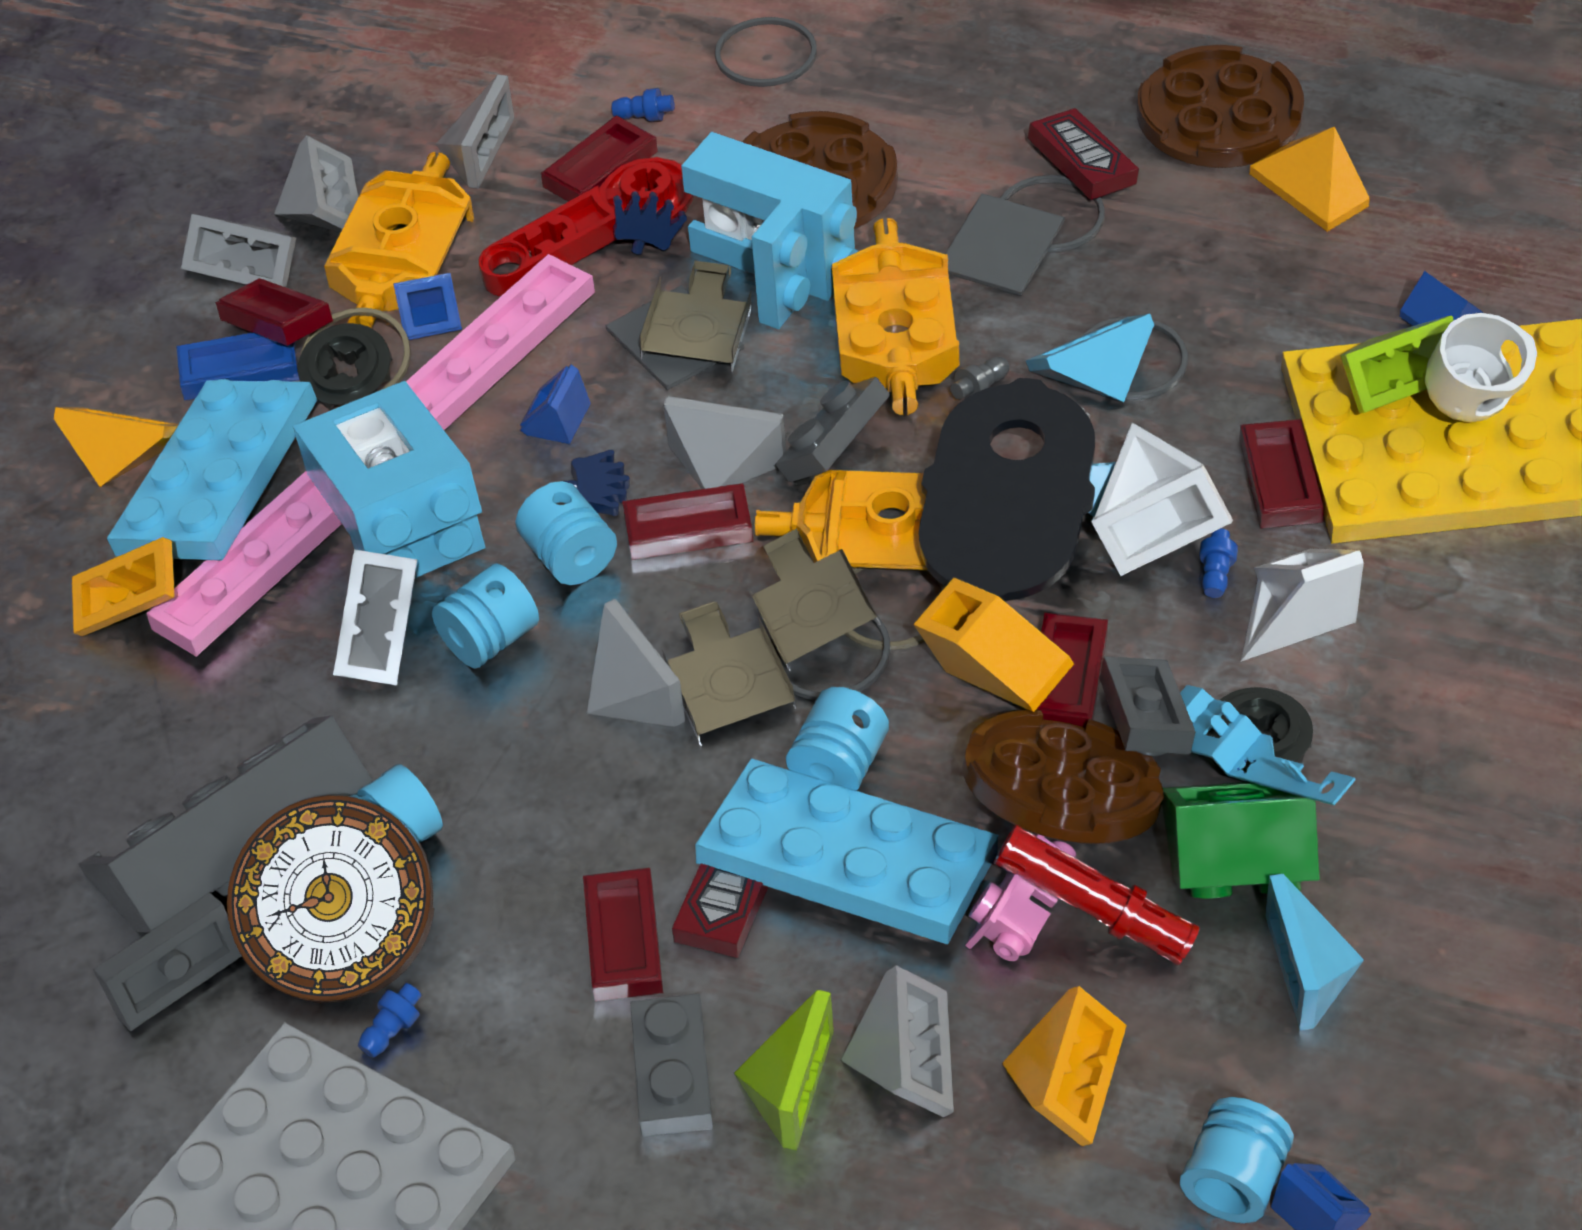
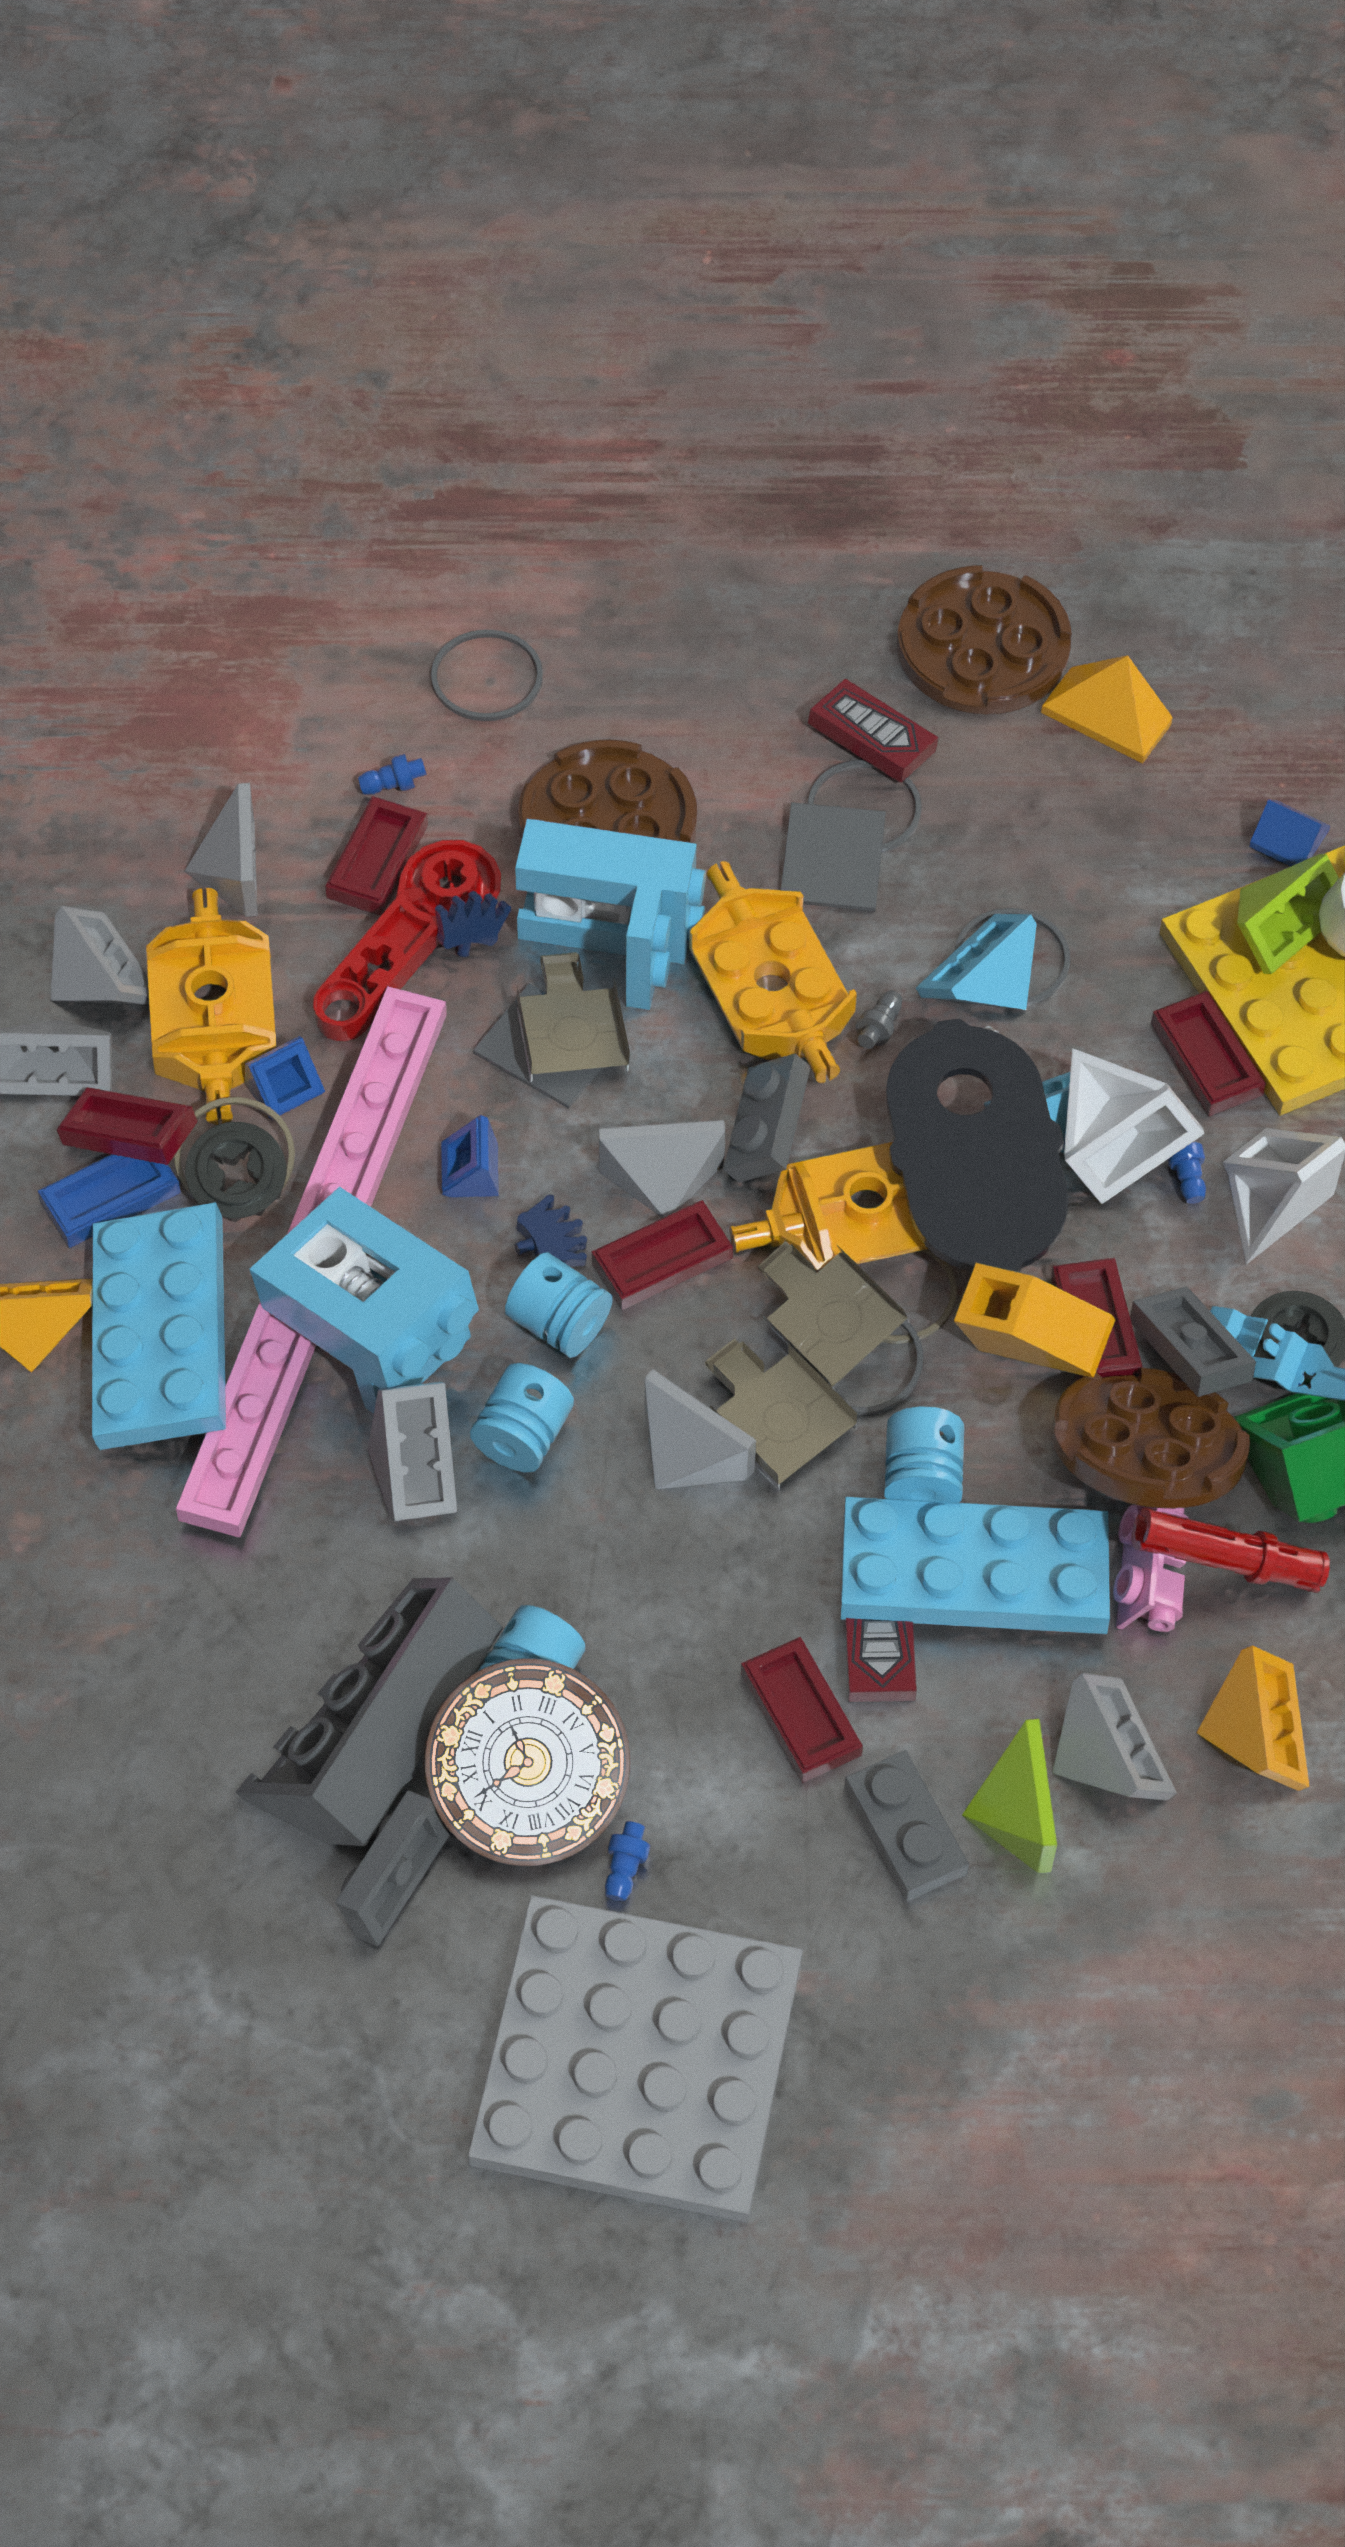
camera: 25 degrees left, 10 degrees up
(122, 586) = (139, 1487): light orange slope -> none

